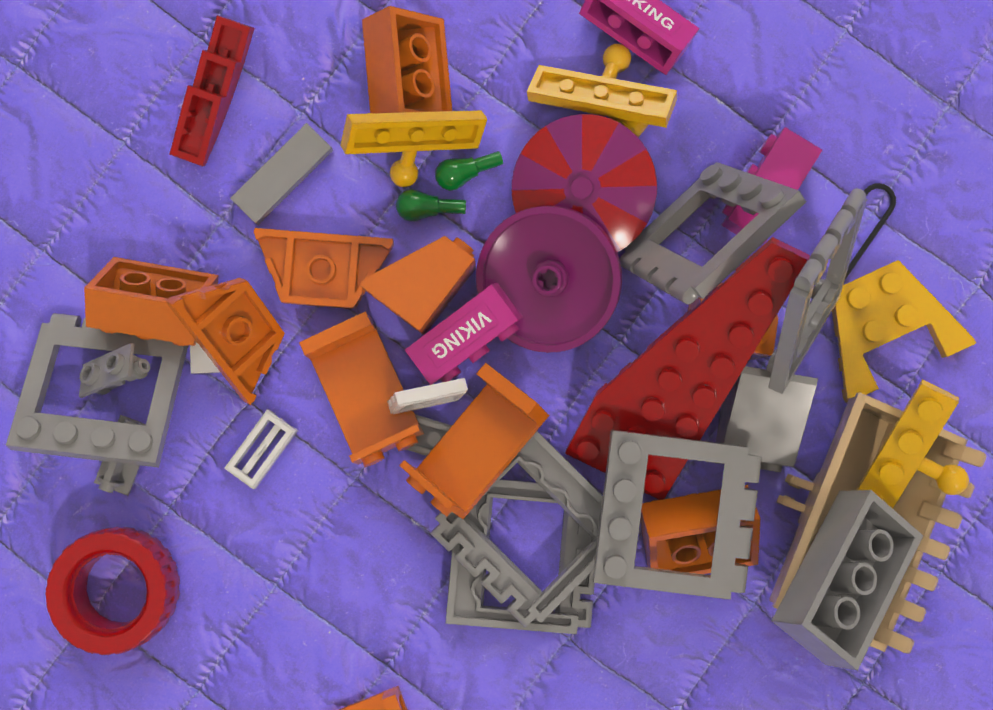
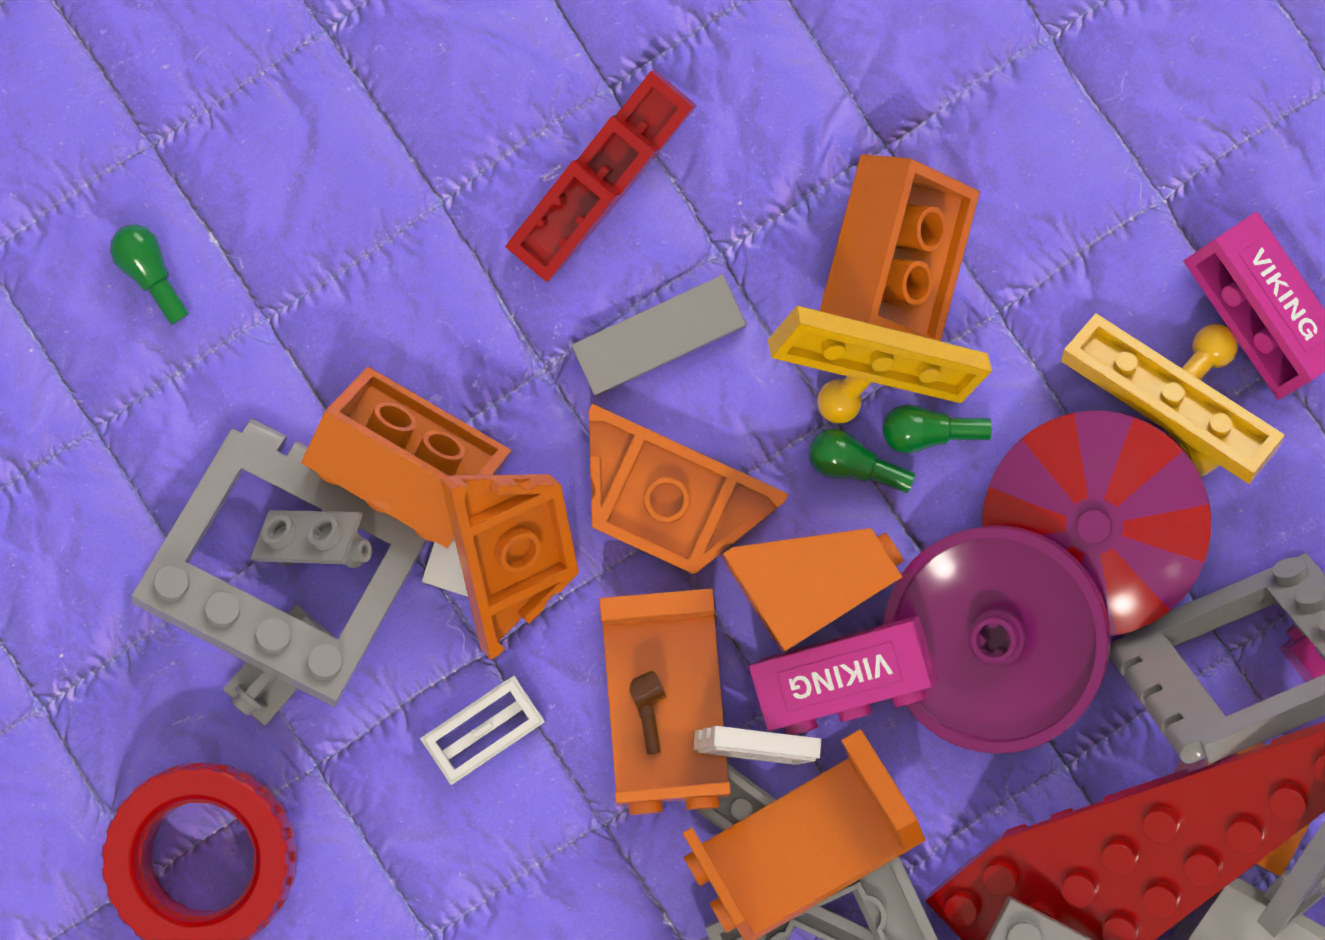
camera: 20 degrees right, 0 degrees up
(349, 389) = (646, 691): none -> reddish brown hand

